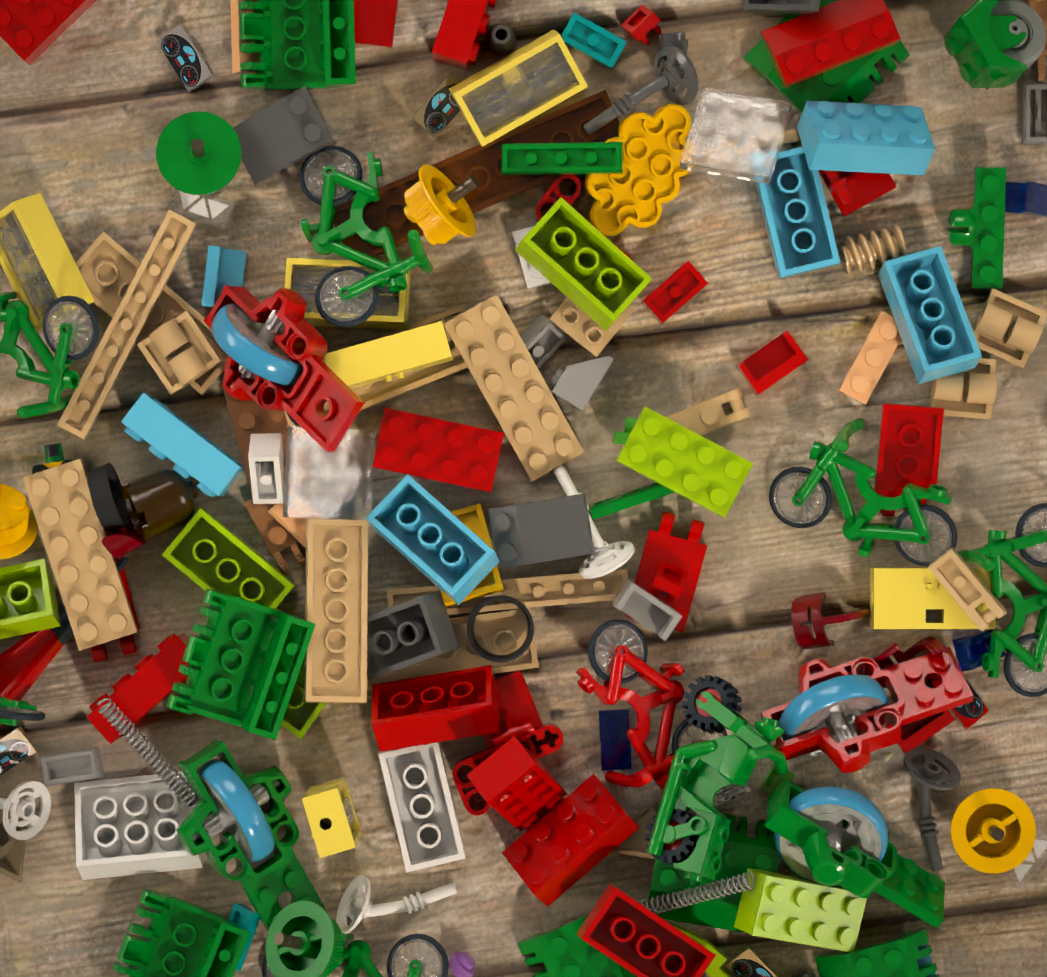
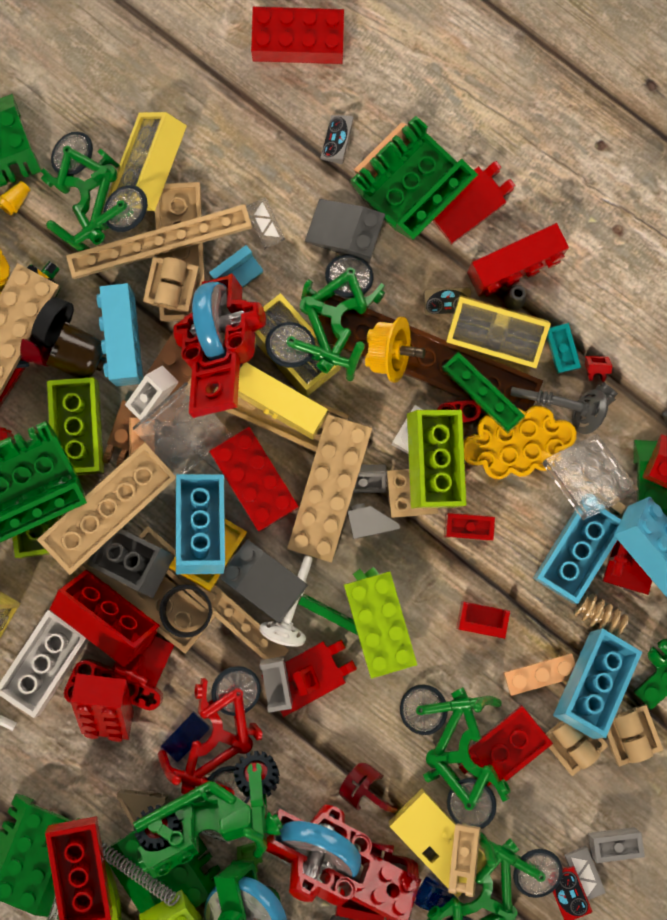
camera: 40 degrees right, 5 degrees down
(198, 153) = (291, 191): green piece -> none
(570, 840) = (101, 768): red brick -> none
(710, 414) = (420, 613): tan plate -> none

